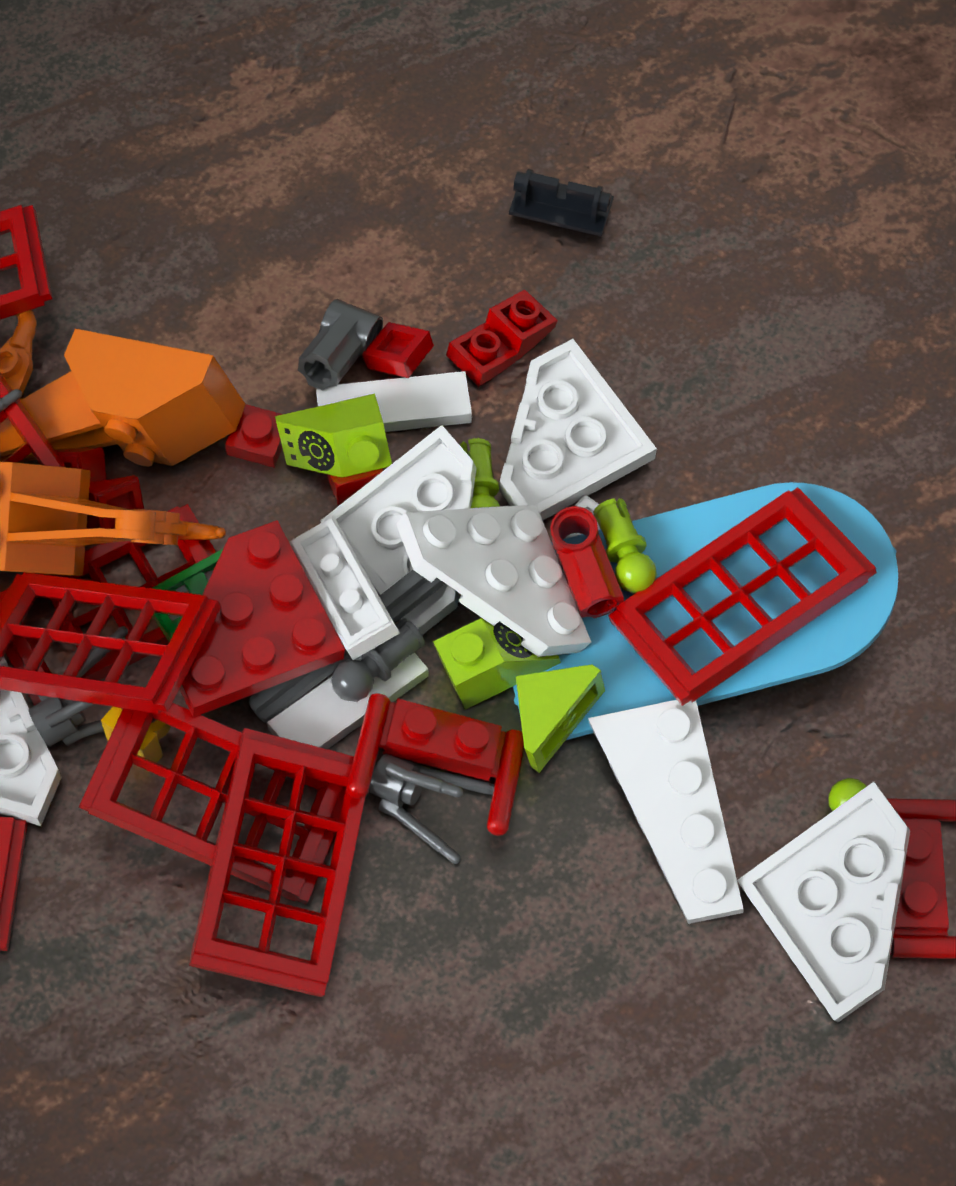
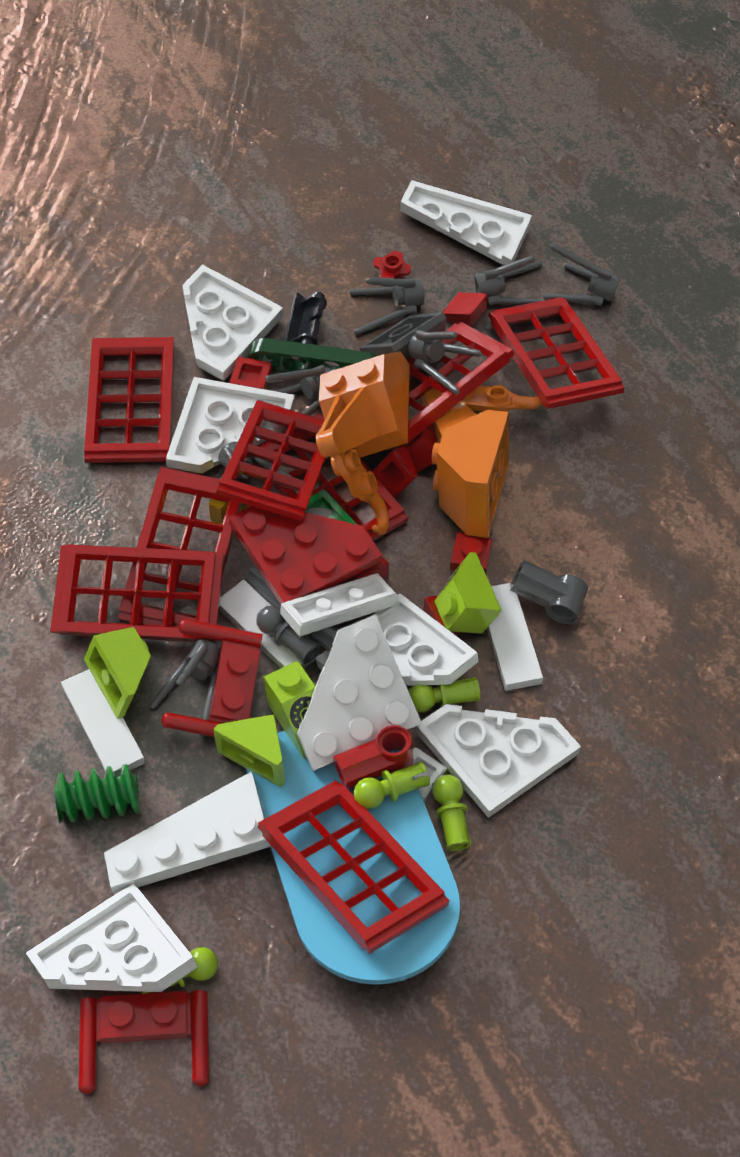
camera: 85 degrees right, 5 degrees down
(398, 349) = (552, 631): red plate -> none
(412, 885) = (117, 665): none -> lime slope
(480, 925) = (106, 733): none -> white tile
(504, 338) = (583, 707): red slope -> none
(561, 205) = (714, 735): black hinge -> none
(601, 925) = (97, 793): none -> green piece
(653, 493) = (448, 792): none -> lime pin

